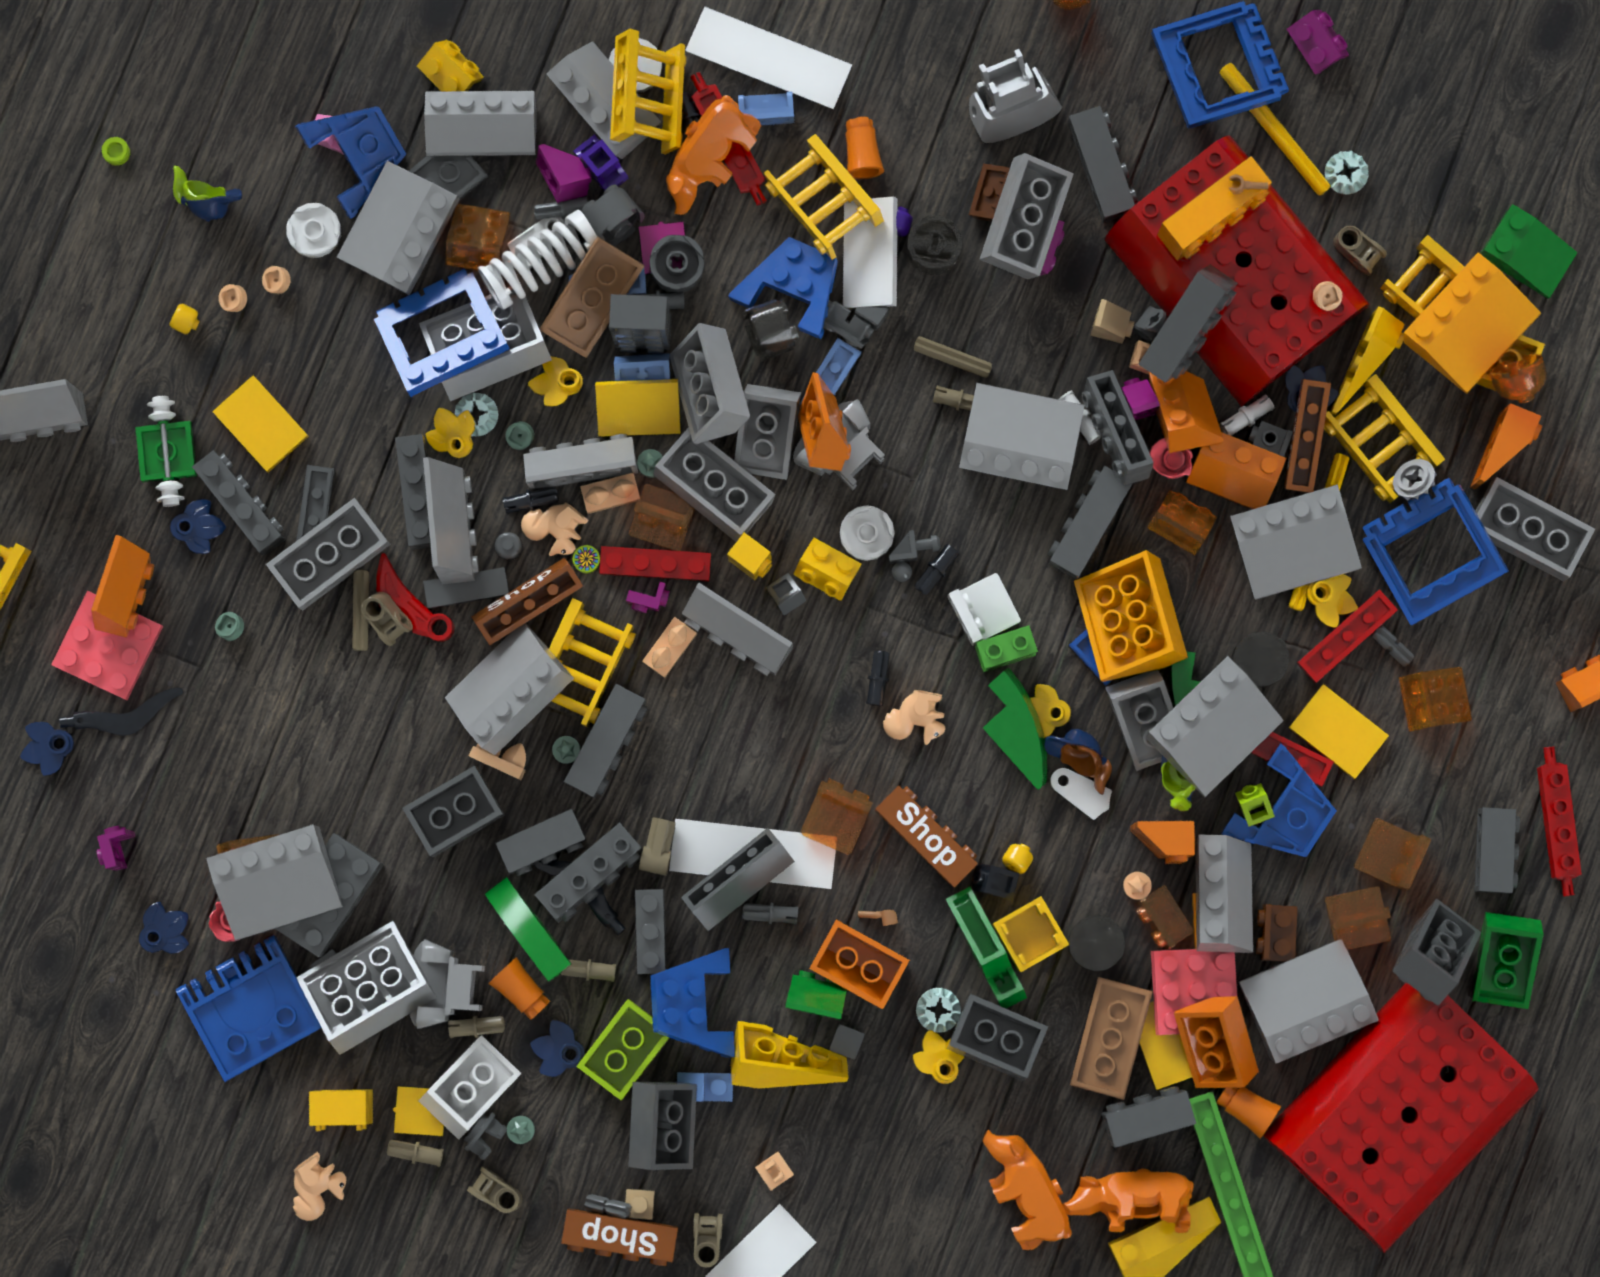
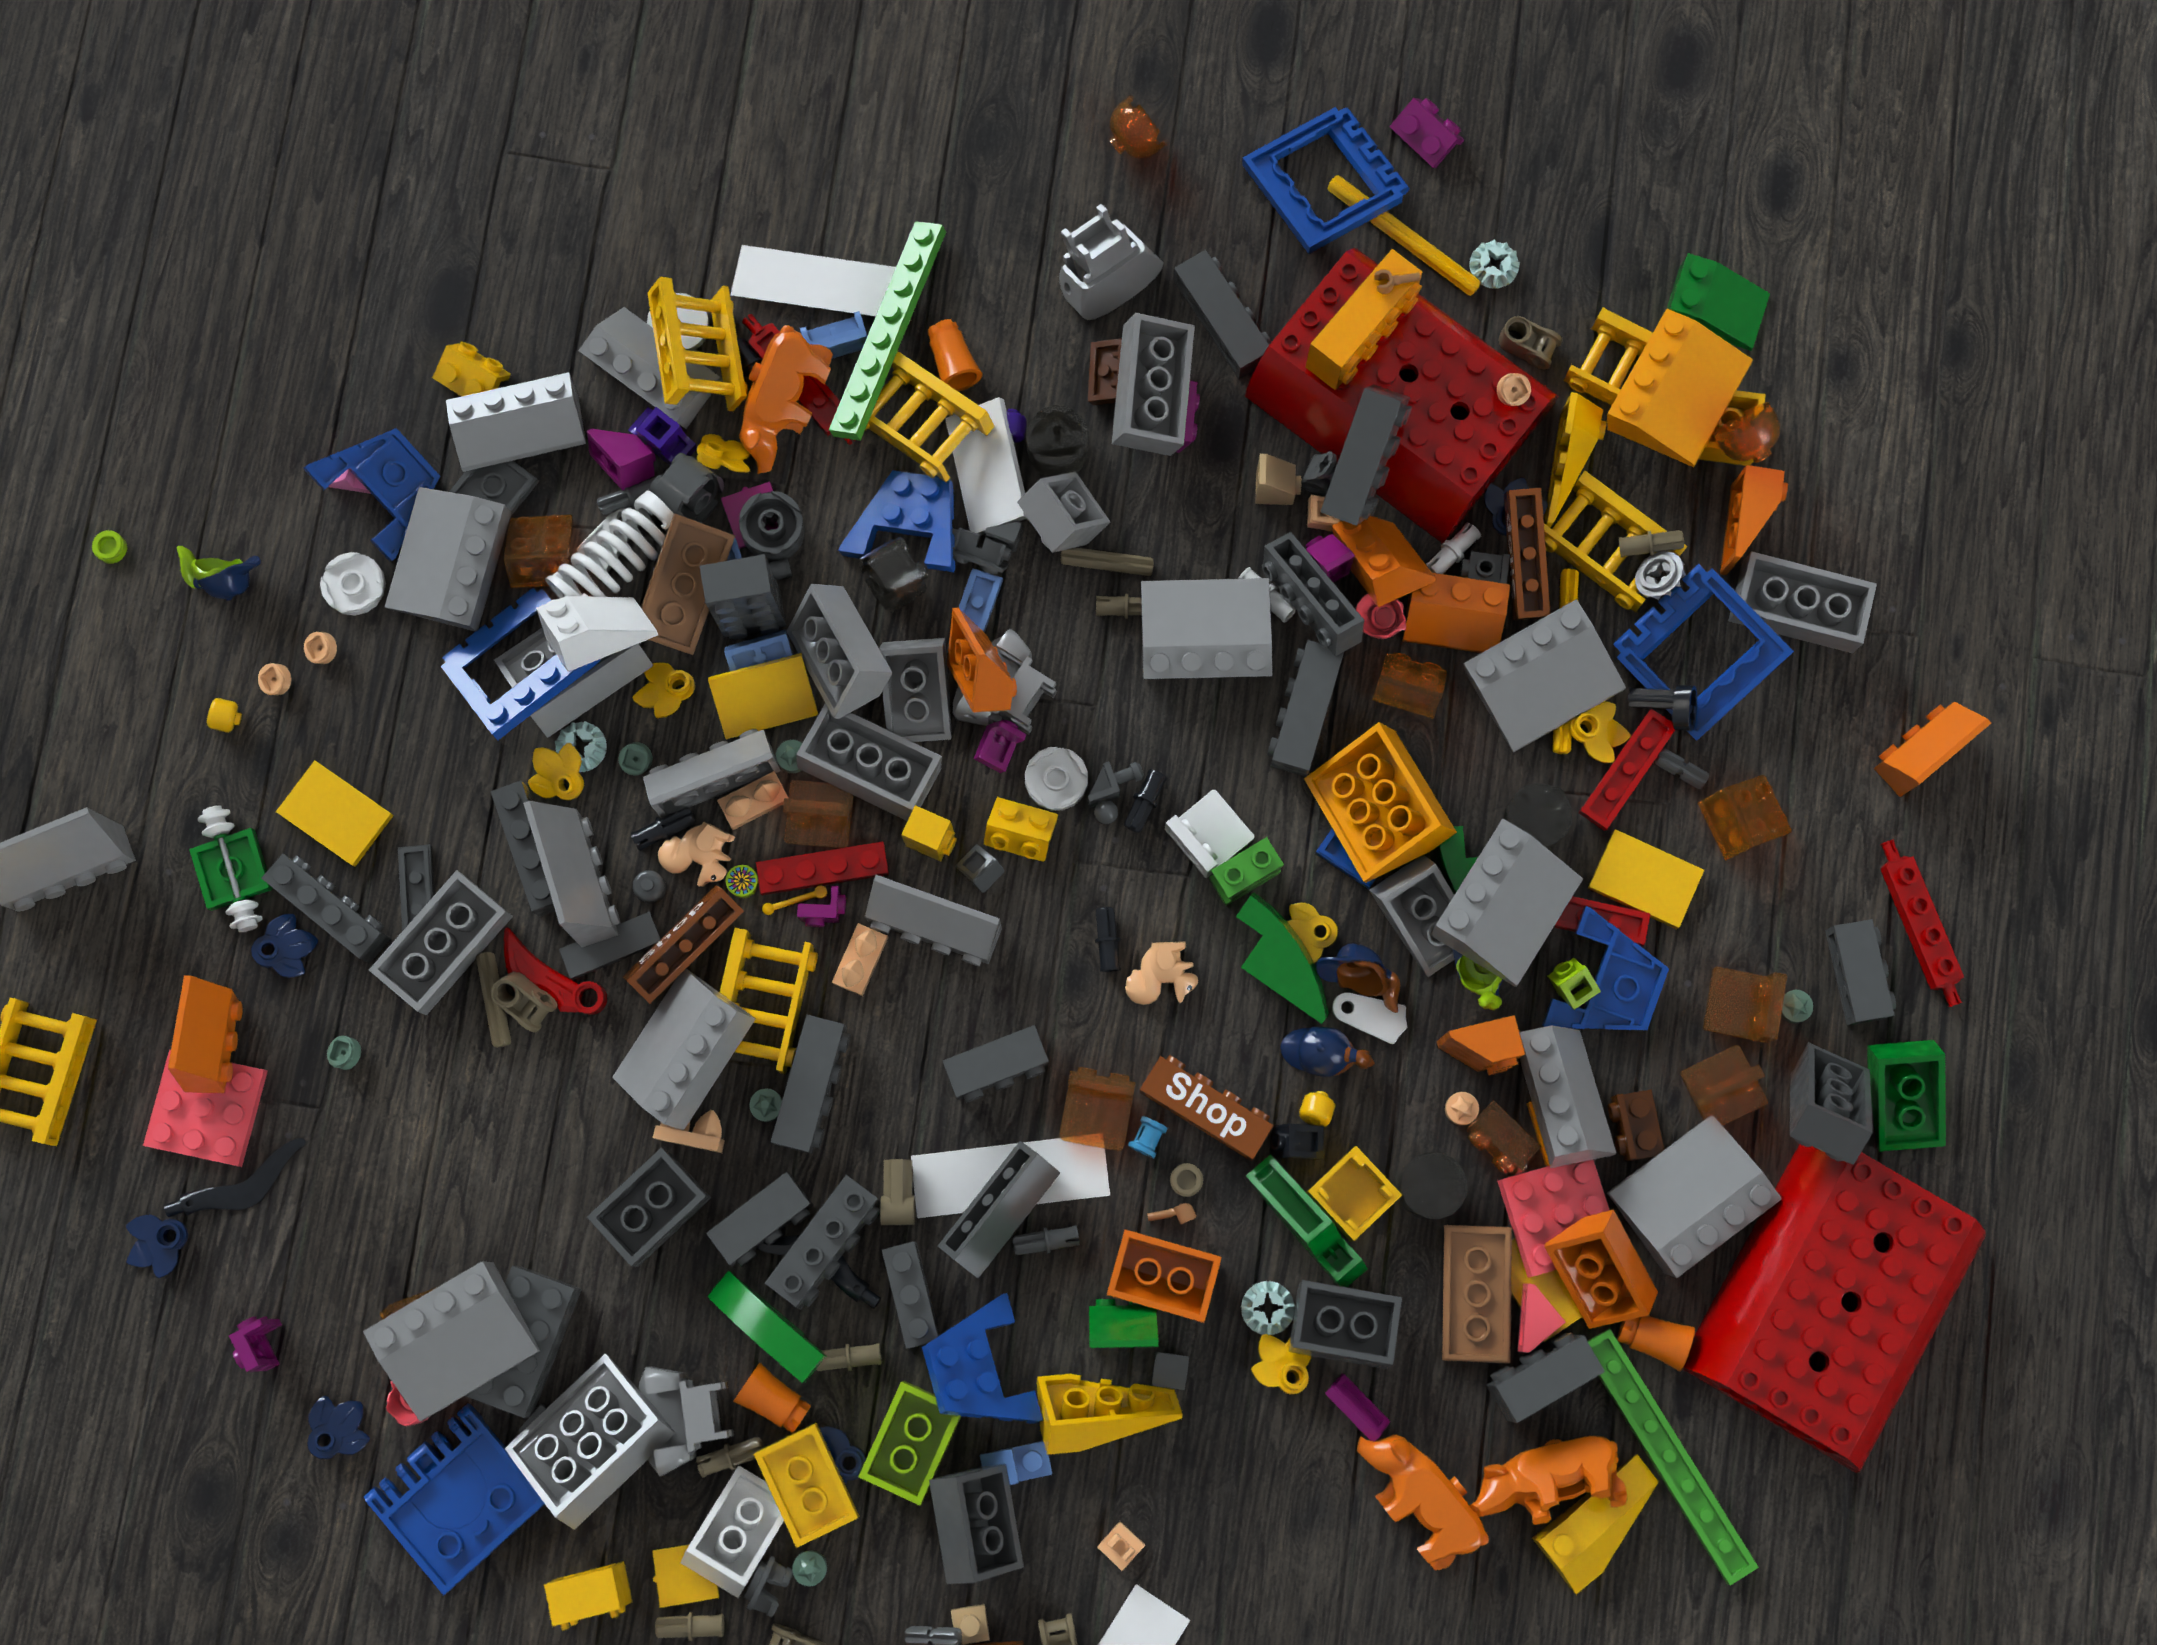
camera: 15 degrees left, 5 degrees down
(510, 320) = (593, 627): none -> white slope
(533, 1063) = (806, 1485): none -> yellow plate
(645, 188) = (716, 452): none -> yellow plate
(649, 583) = (819, 892): none -> yellow hinge
(762, 760) = (996, 1064): none -> dark grey brick
(812, 114) = (887, 331): none -> plate
(825, 494) = (998, 744): none -> magenta bracket
(873, 849) = (1147, 1137): none -> dark azure bush
(896, 891) = (1186, 1180): none -> dark tan tile
(925, 308) = (1063, 512): none -> light grey brick
(991, 1106) = (1357, 1407): none -> magenta tile
(1034, 812) = (1323, 1051): none -> dark blue hair
(1154, 1069) = (1537, 1319): none -> coral slope
(1405, 589) = (1682, 701): none -> black piece
(1414, 450) = (1651, 543): none -> dark tan axle
(1435, 866) = (1796, 1006): none -> sand green tile

